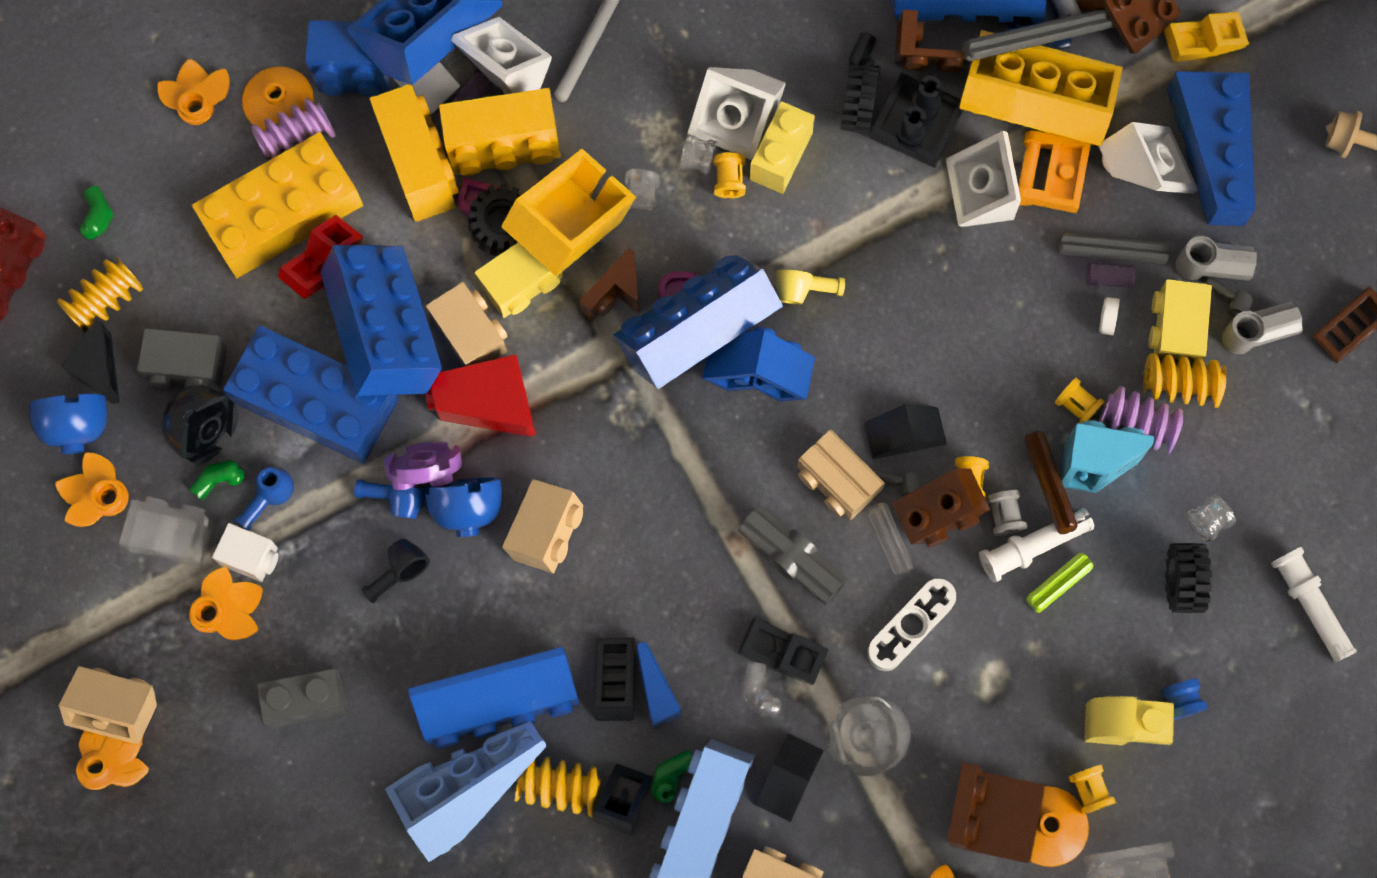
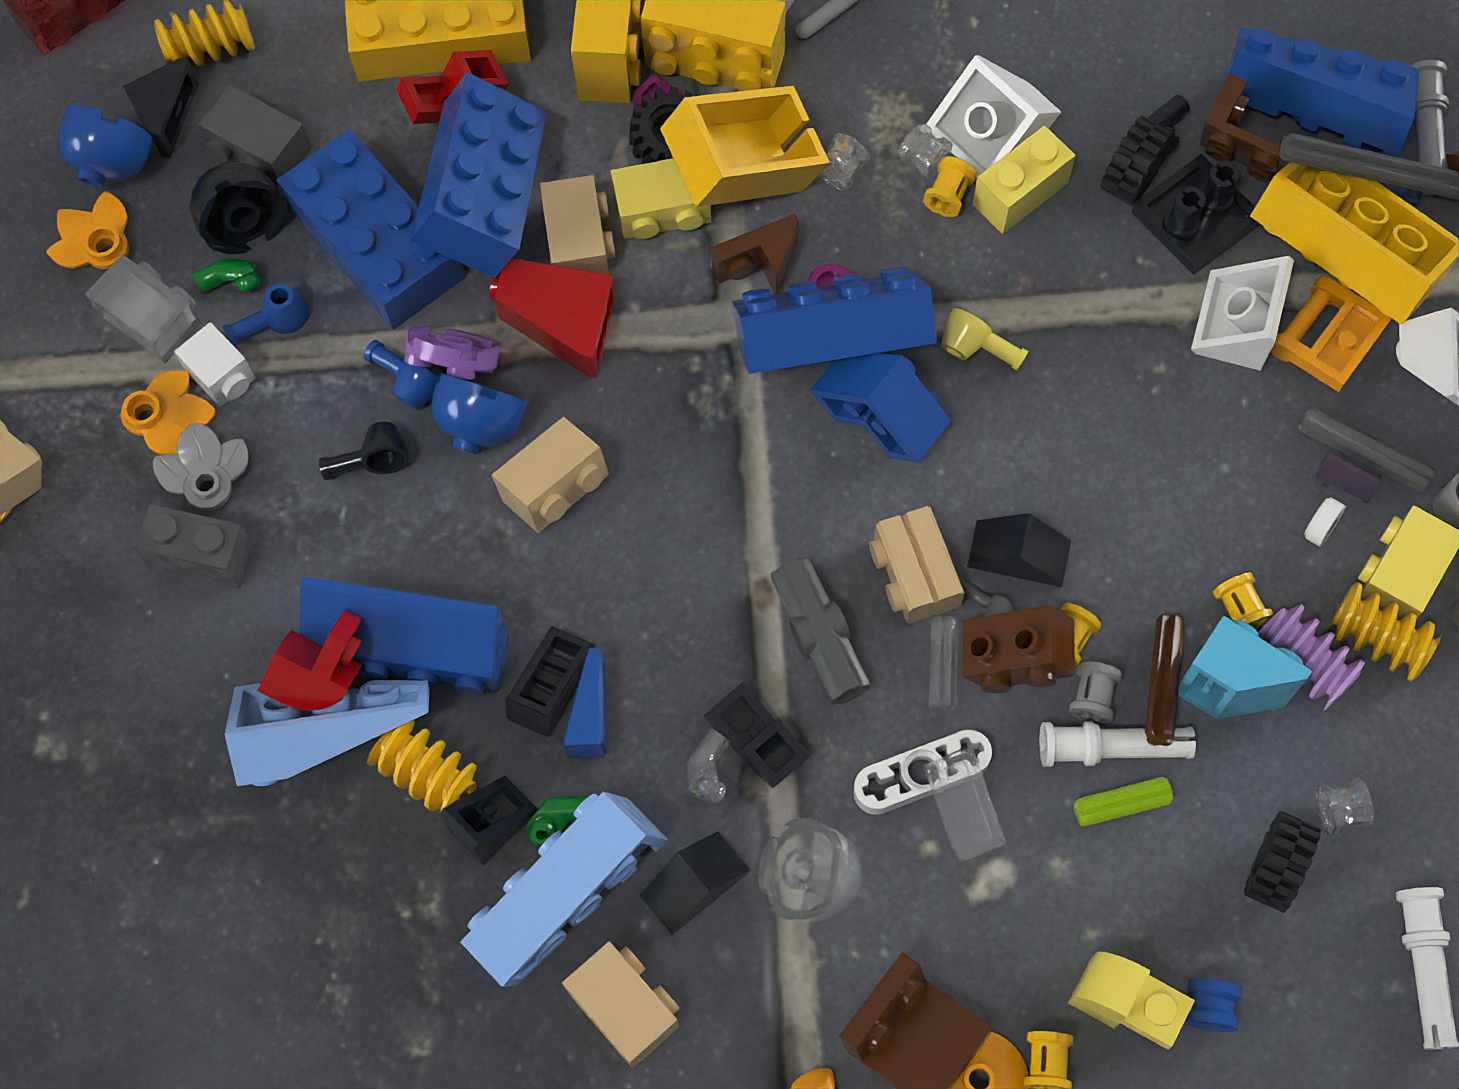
camera: 25 degrees right, 5 degrees down
(270, 631) = (200, 460): none -> light grey plate
(446, 755) = (311, 673): none -> red brick
(953, 635) = (964, 804): none -> clear tile

